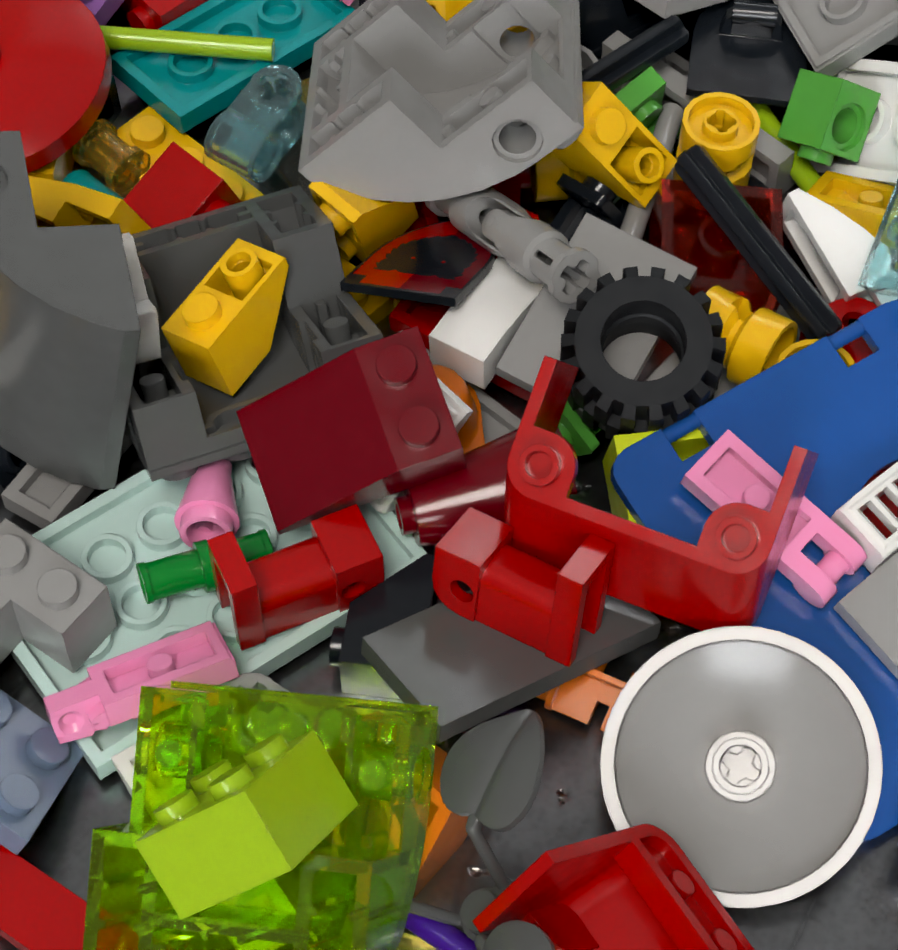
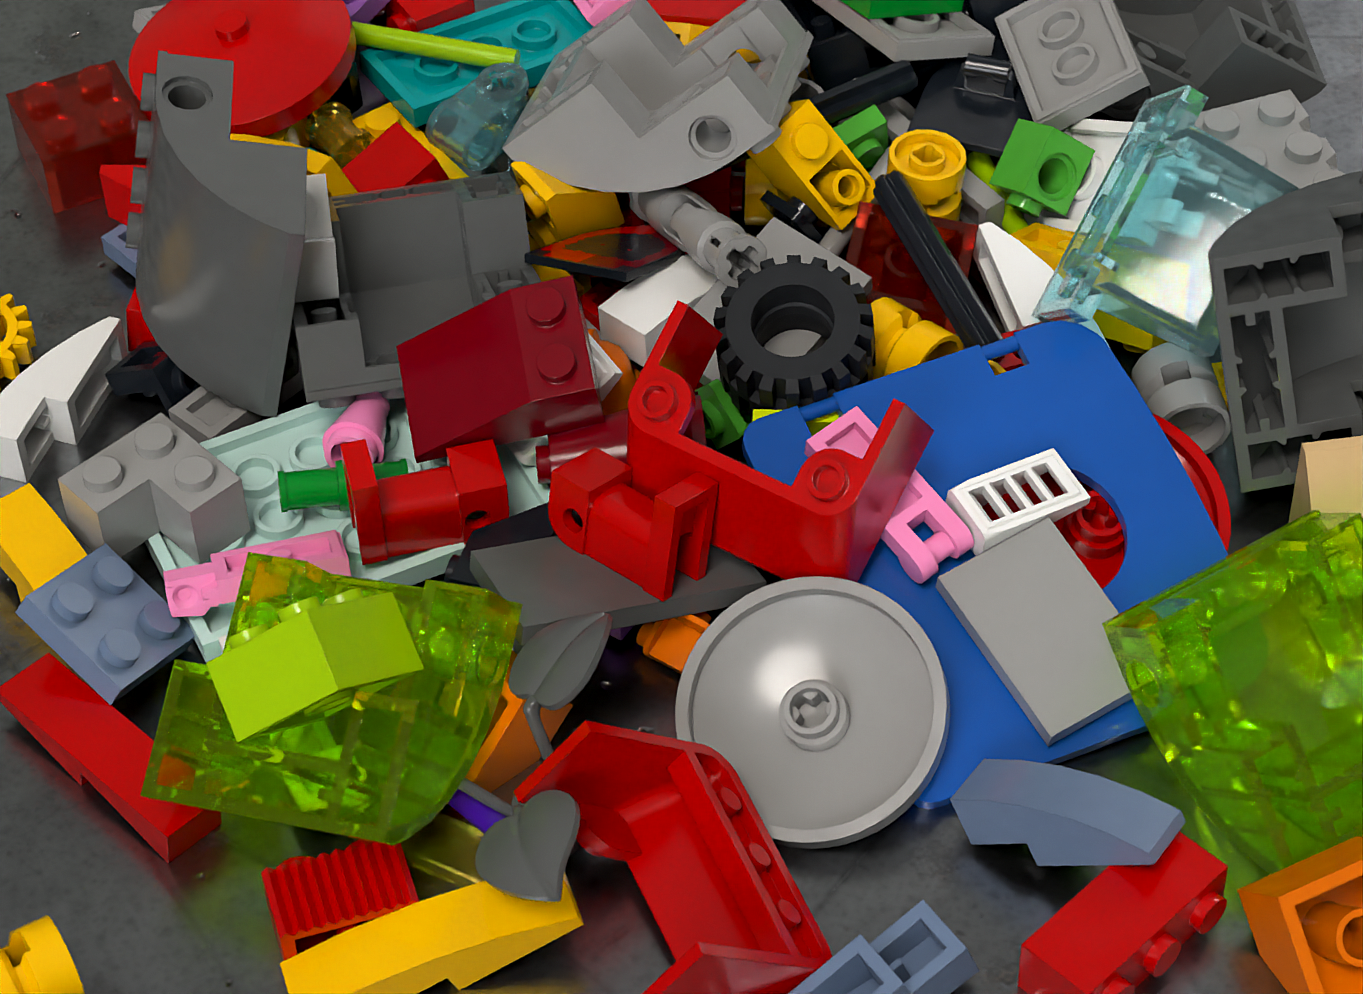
camera: 10 degrees right, 10 degrees down
(229, 317) = (410, 272): yellow slope -> none

